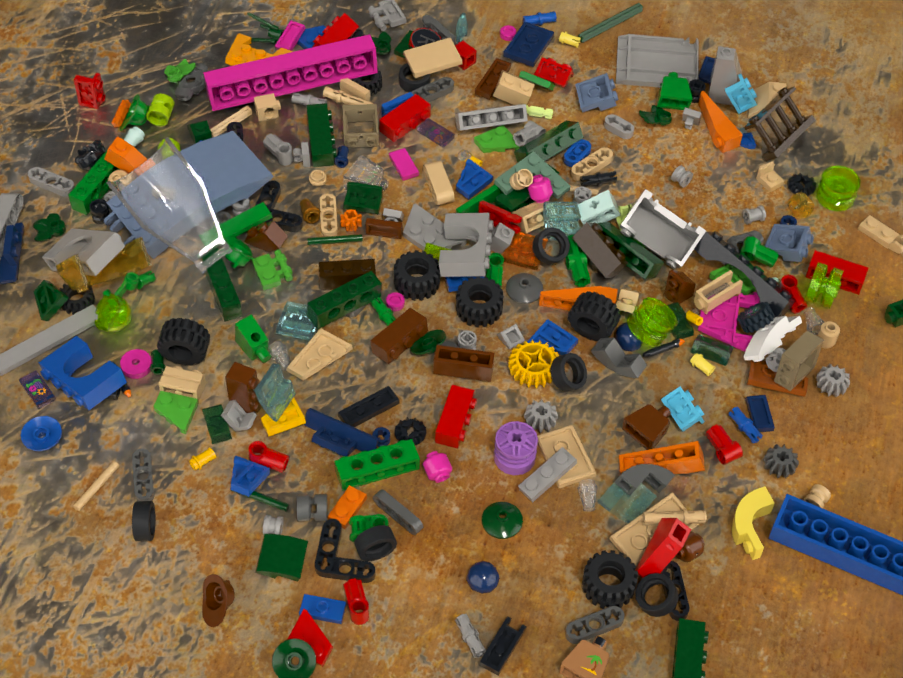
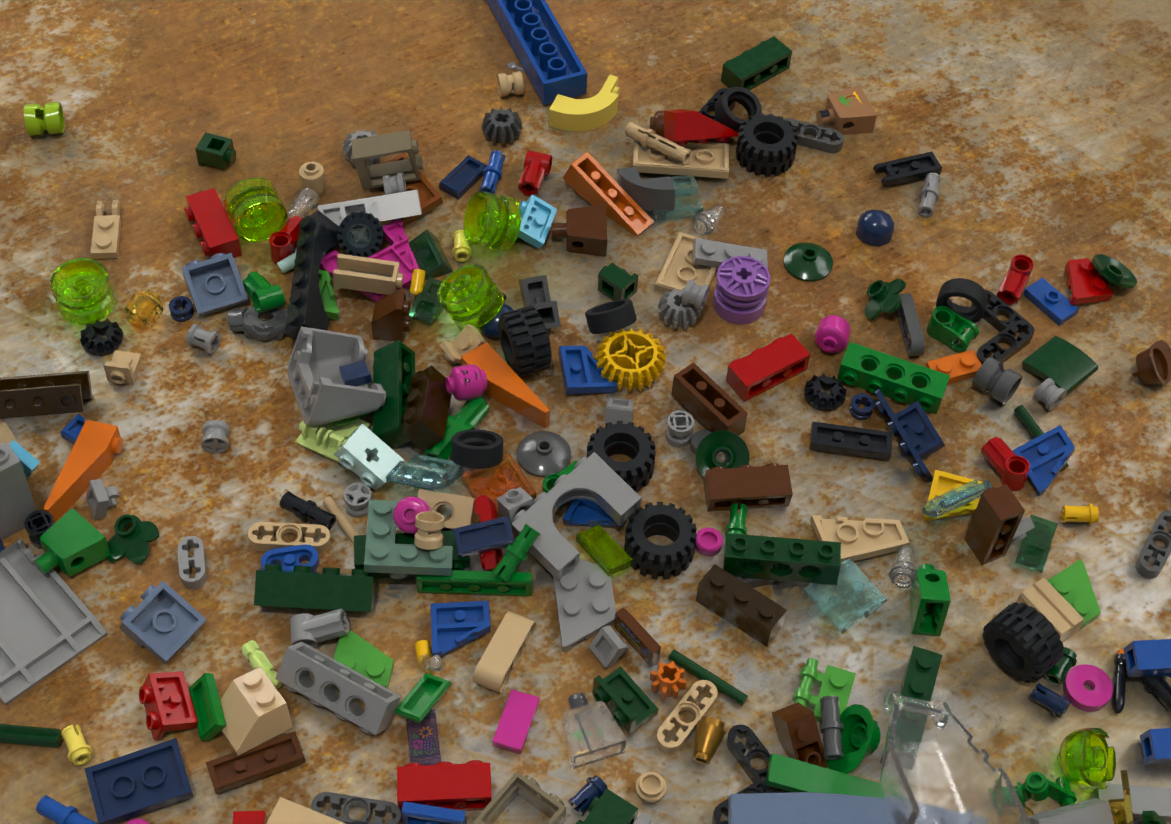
camera: 140 degrees left, 0 degrees up
(149, 340) = (1050, 700): none -> dark blue pin
(253, 246) = (831, 728): none -> dark grey pin
(429, 516) = (884, 297): none -> dark green plate
(451, 139) = (422, 698): none -> green tile
(472, 203) = (516, 552): none -> green pin
(497, 204) = (483, 537): none -> dark blue tile
(532, 409) = (695, 294): none -> light grey wheel
(592, 404) = (617, 283): none -> dark green brick
(595, 272) = (466, 382): none -> dark pink head
(657, 245) = (355, 373): none -> dark blue tile
(697, 373) = (492, 221): none -> clear neon green wheel

